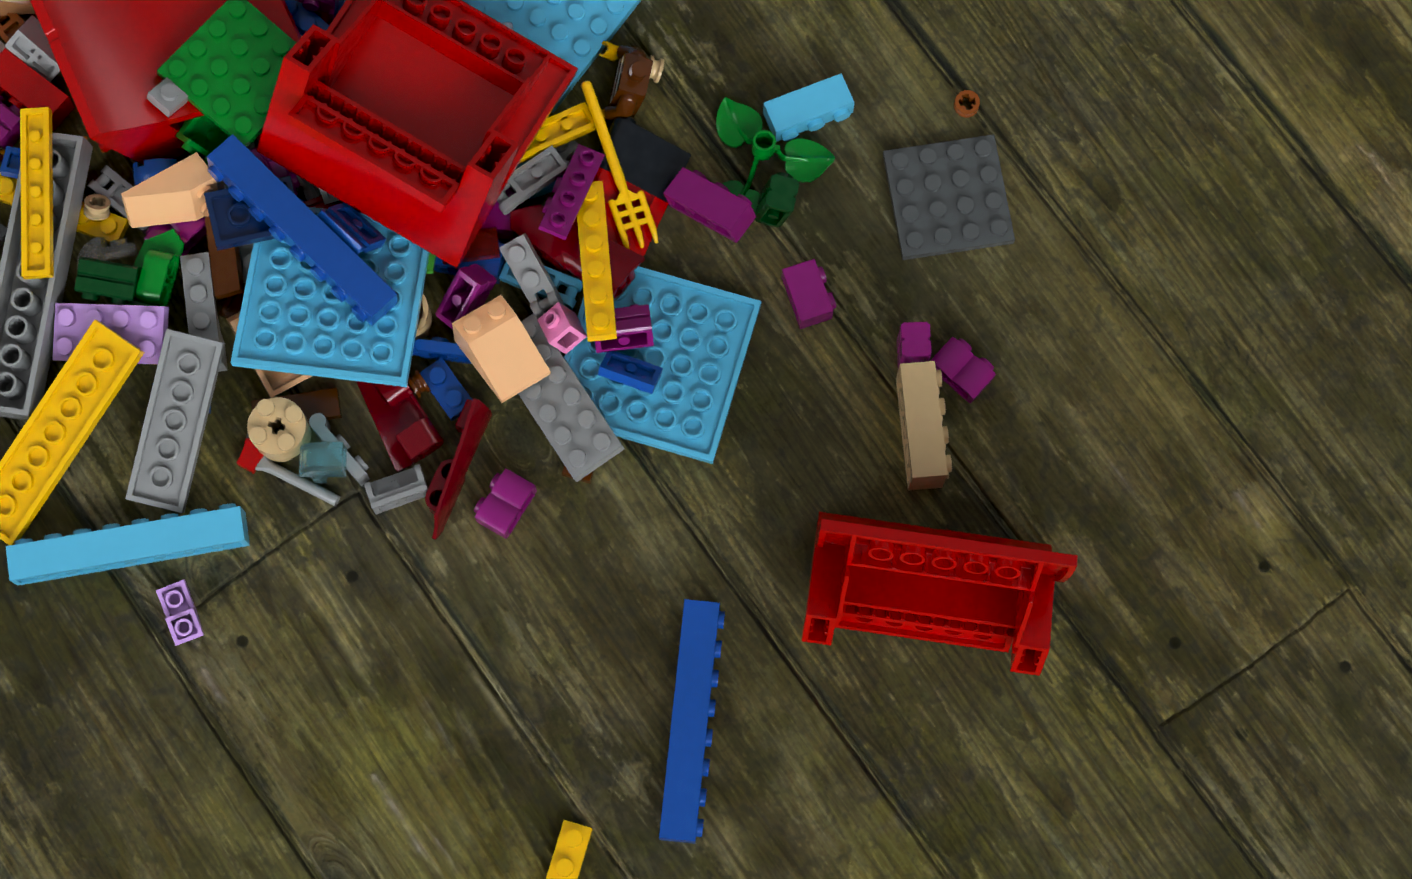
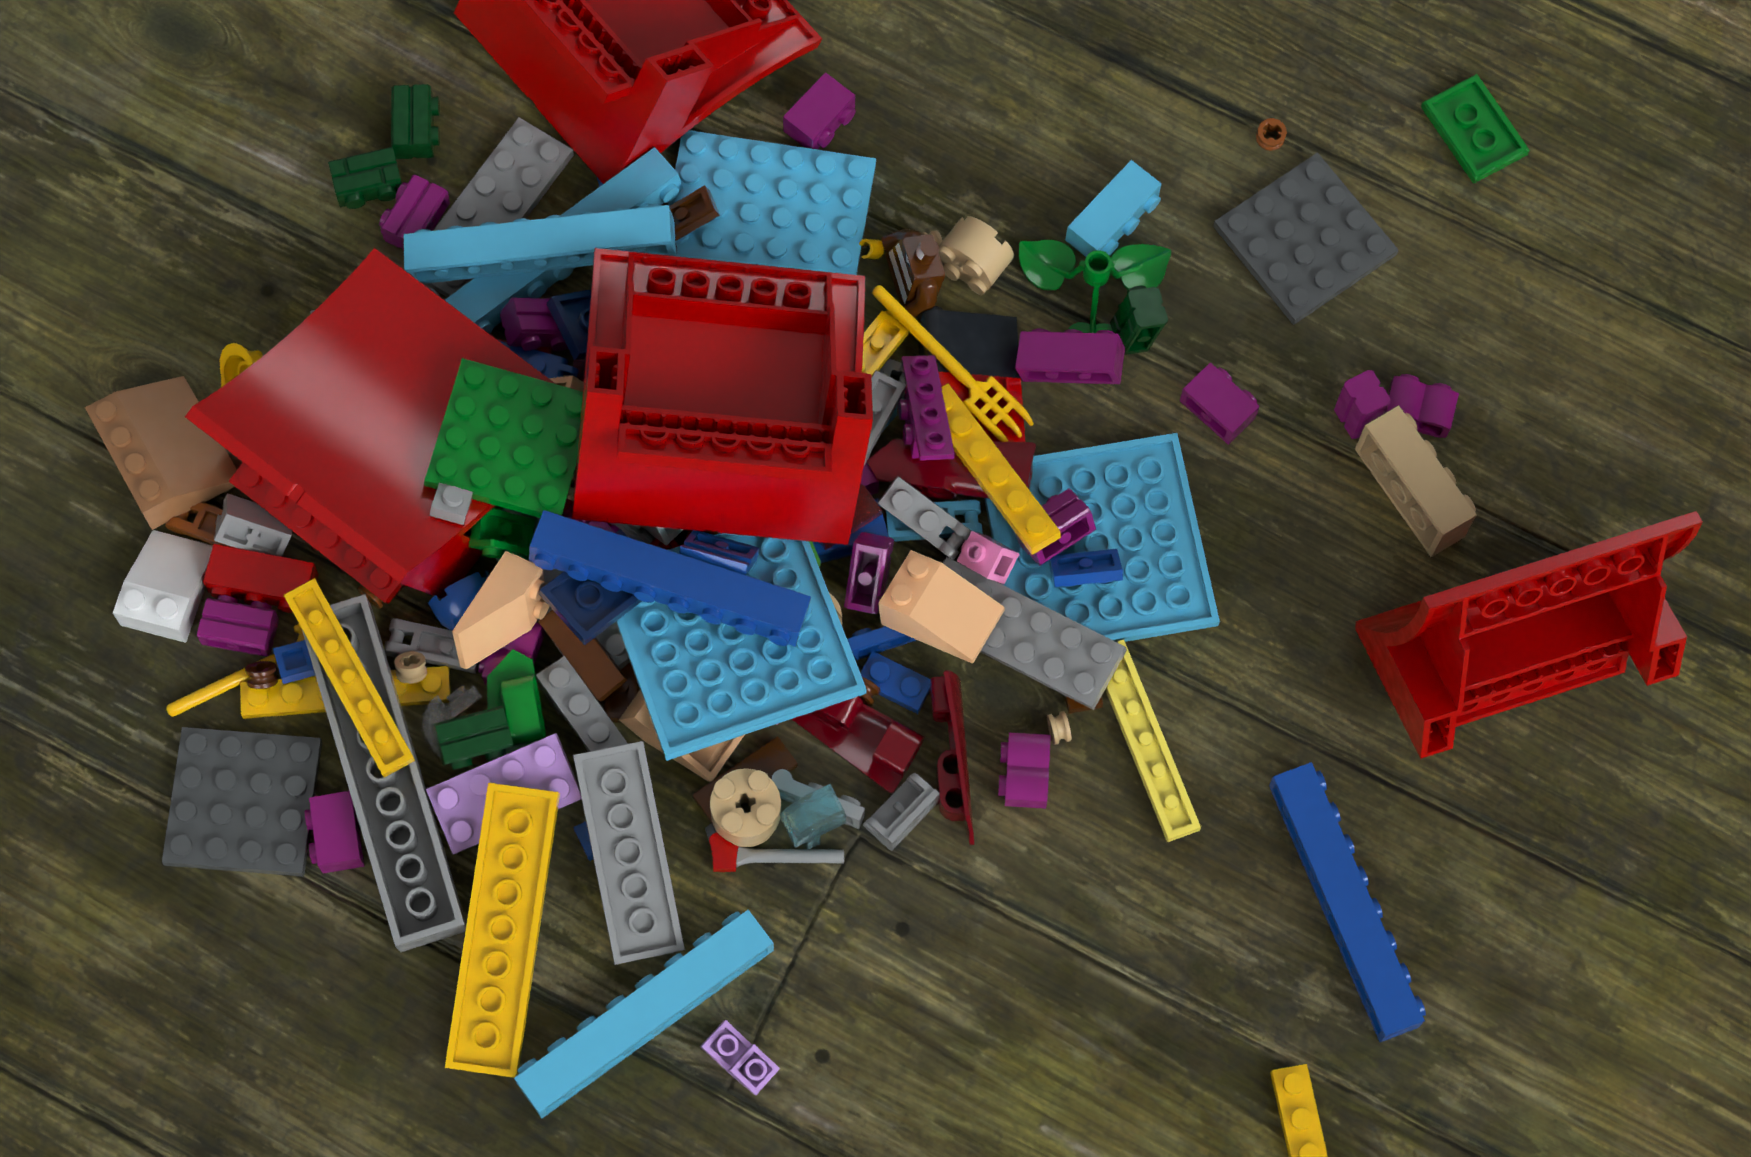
camera: 30 degrees left, 5 degrees down
(547, 483) = (1059, 727): none -> tan bush
(607, 531) = (1150, 751): none -> light yellow plate
(679, 90) = (974, 254): none -> tan brick
(1131, 172) = (1475, 128): none -> green tile

